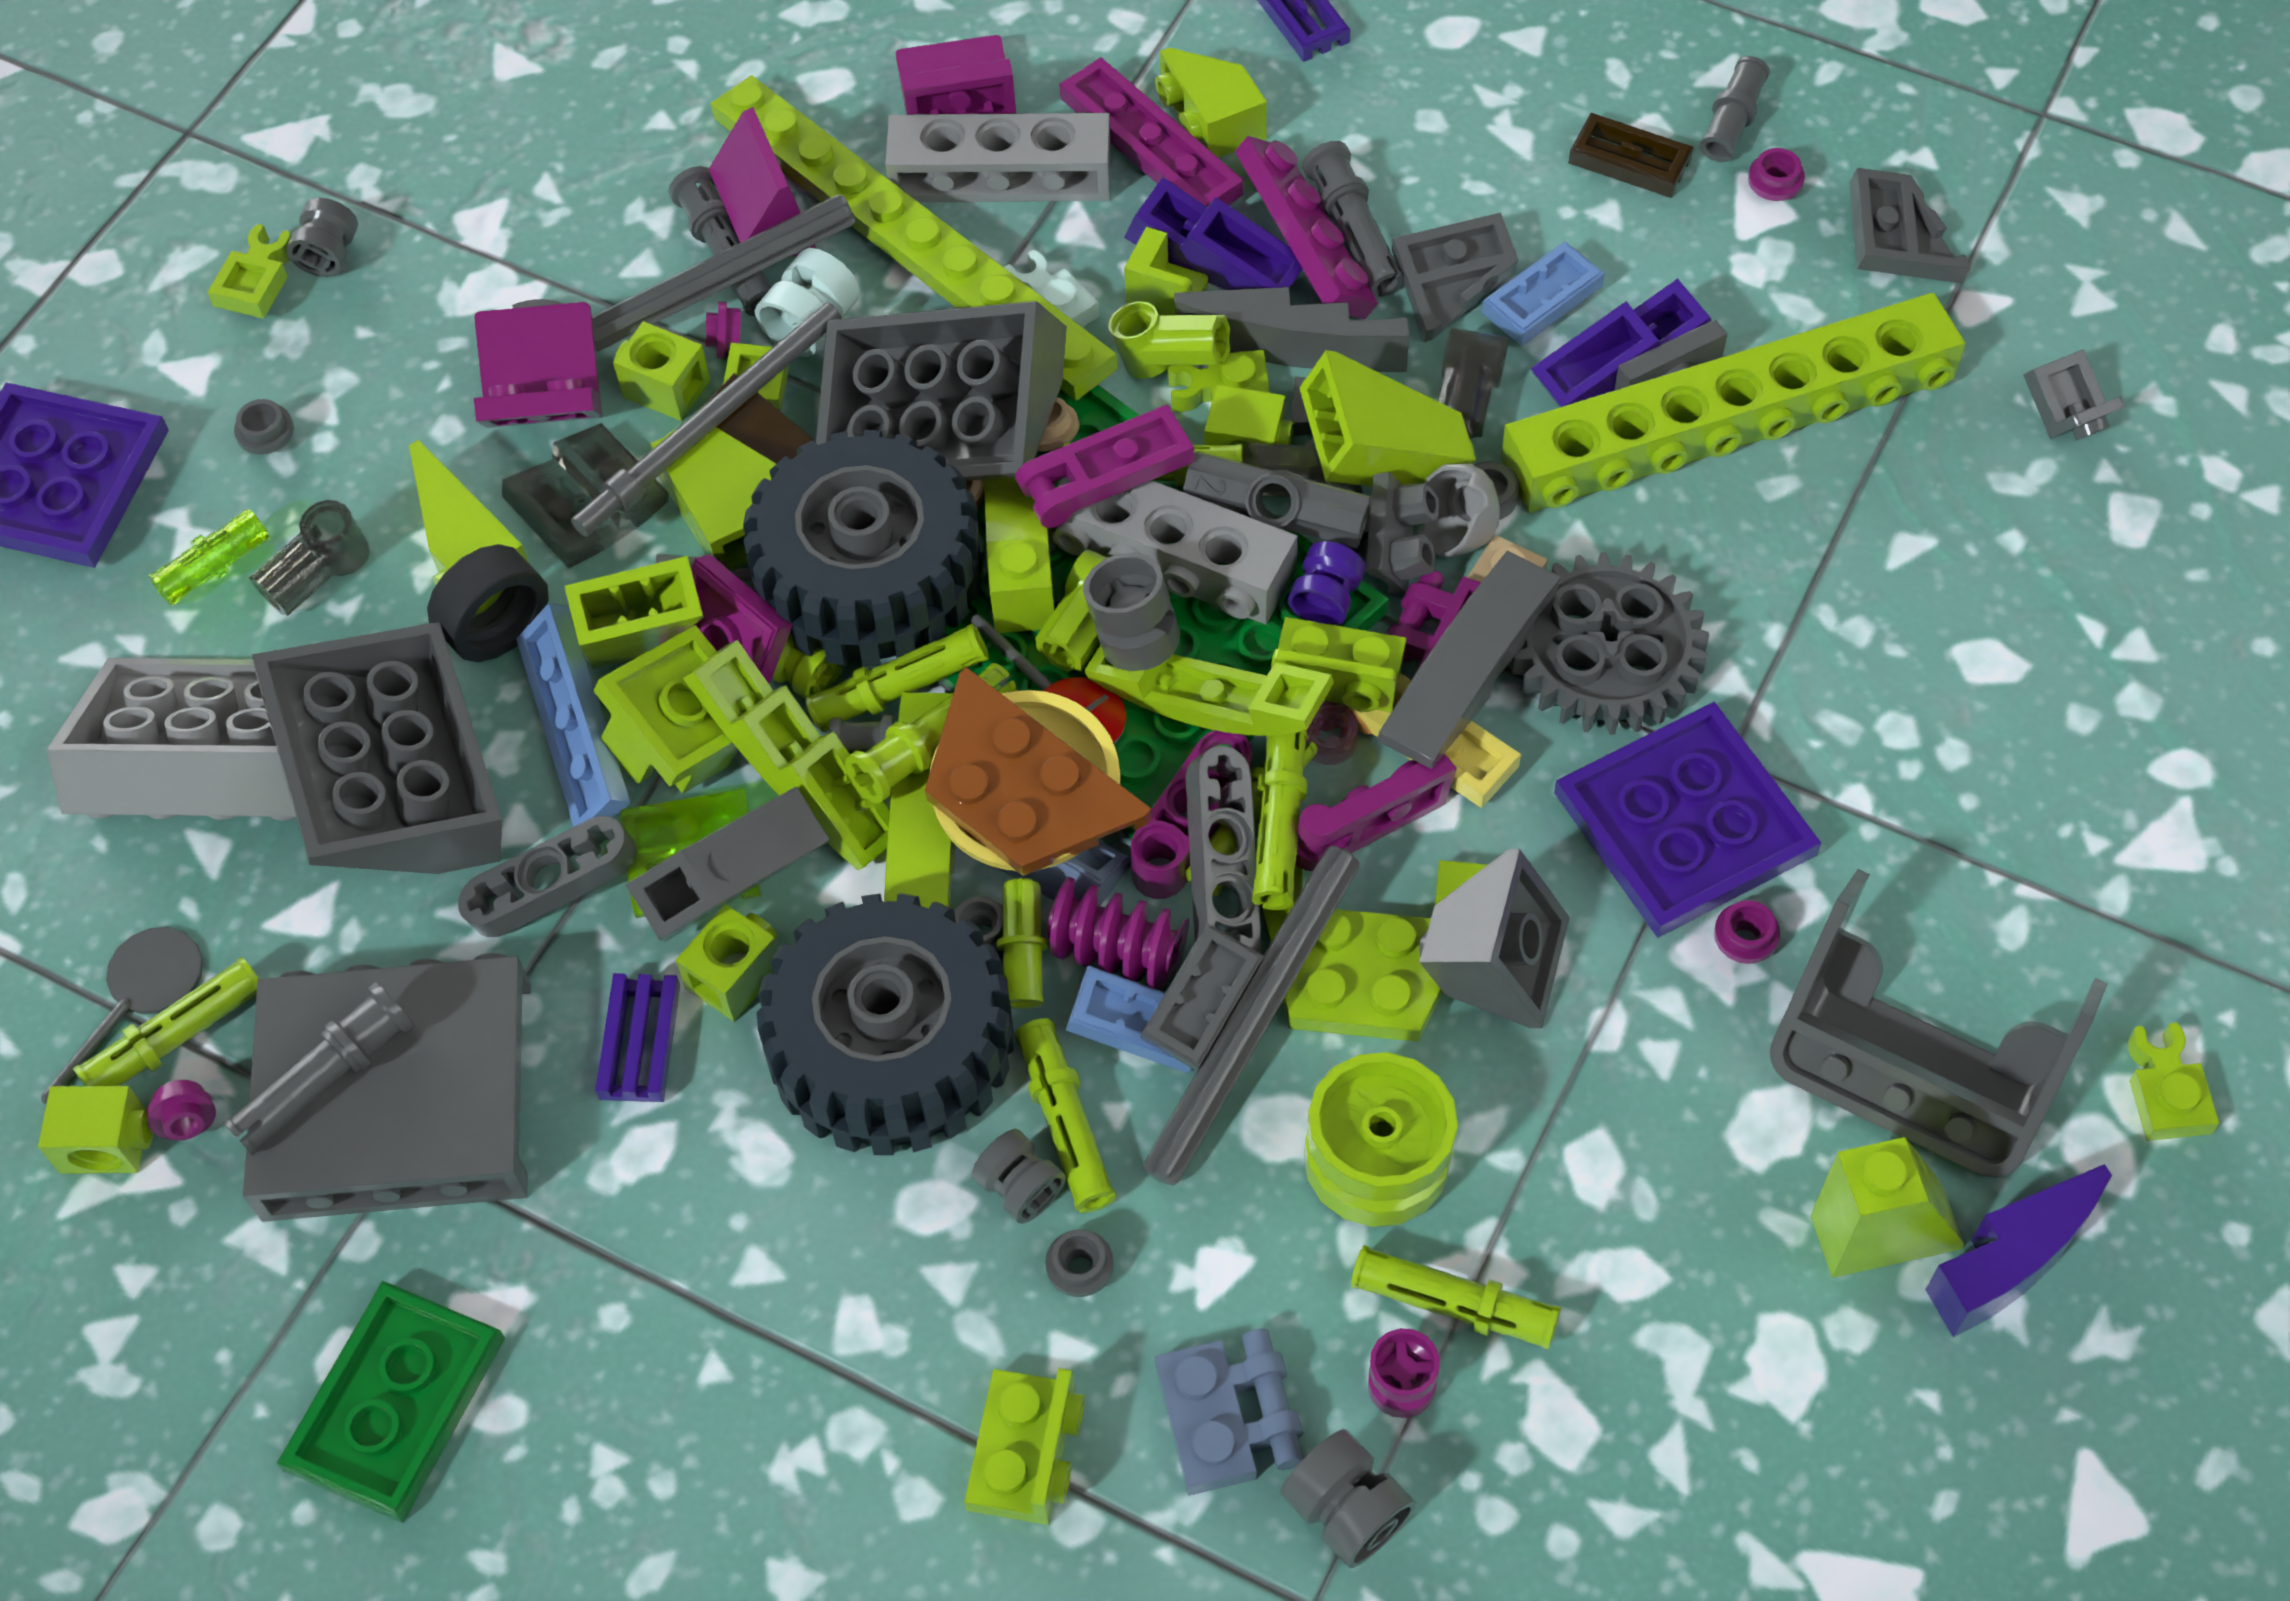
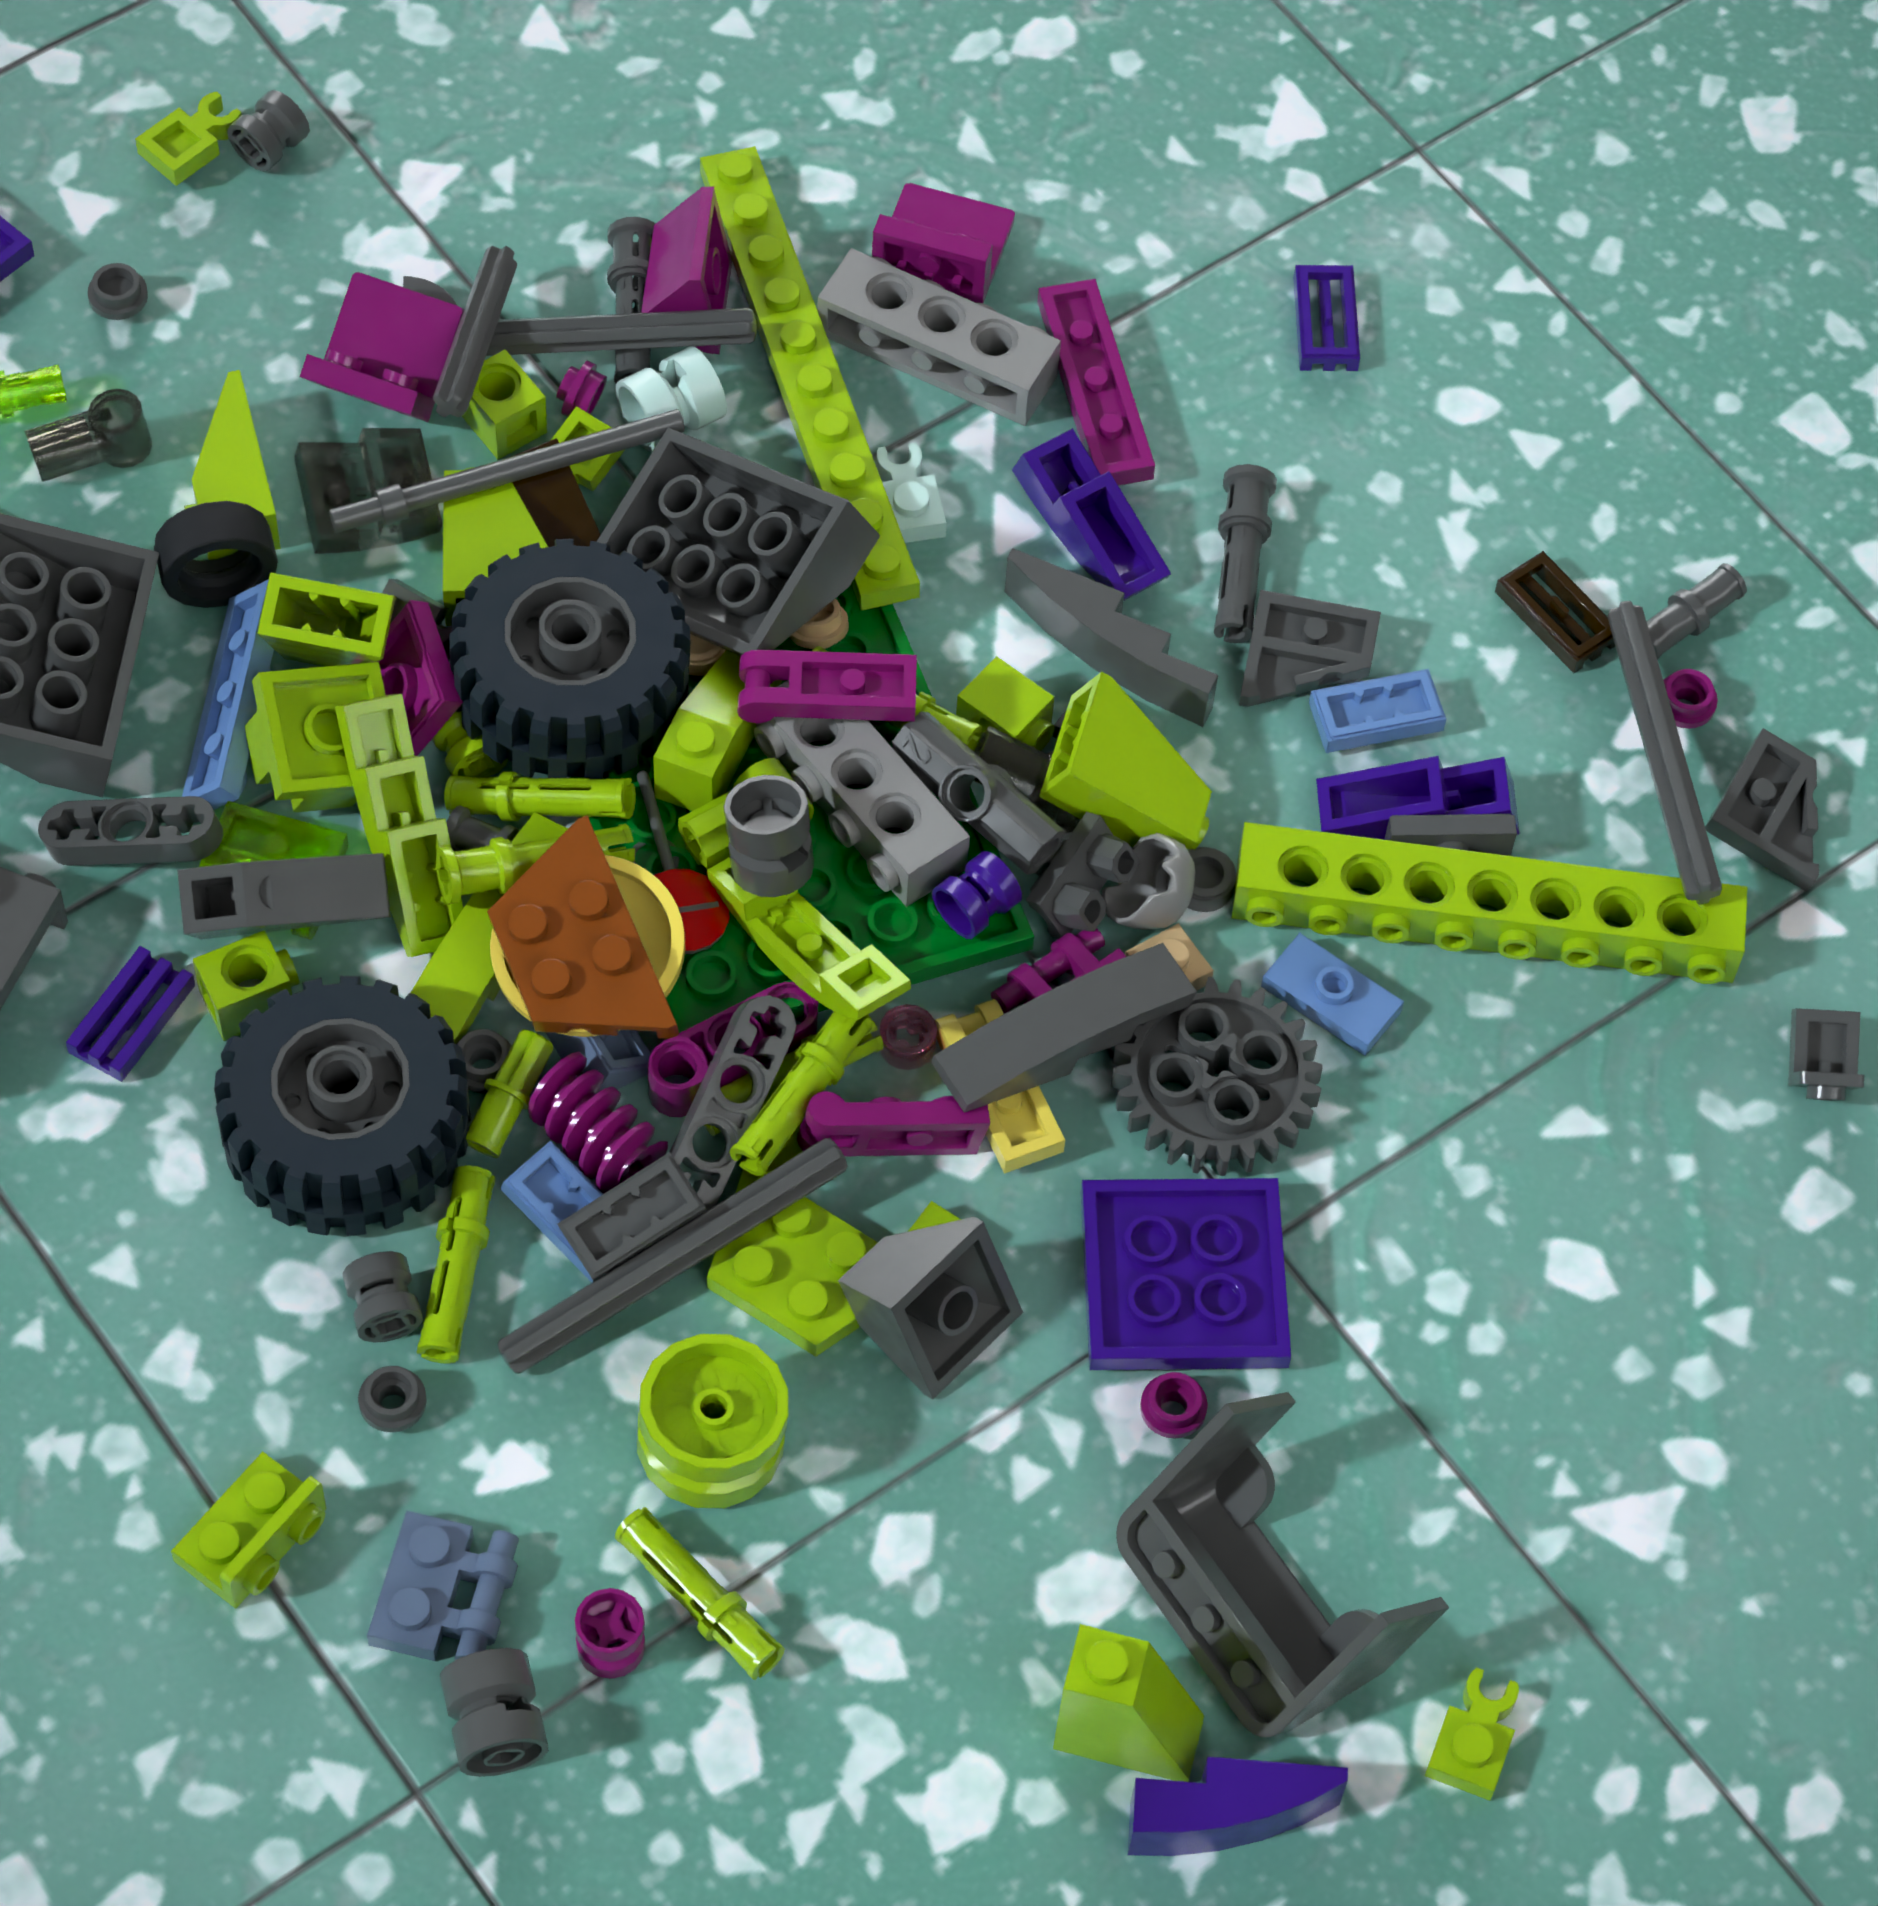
camera: 20 degrees right, 0 degrees up
(610, 318) = (475, 332): none -> dark grey axle
(1153, 278) = (1013, 520): lime panel -> none
(1156, 341) = (974, 589): lime piece -> none
(1212, 99) = (1179, 373): lime slope -> none
(1241, 370) = (1027, 650): lime plate -> none
(1306, 226) = (1188, 539): magenta plate -> none
(1361, 662) = (948, 975): lime bracket -> none
(1470, 373) = (1257, 752): clear smoke piece -> none
(1653, 533) = (1332, 994): none -> medium blue plate
(1801, 219) = (1664, 753): none -> dark grey axle

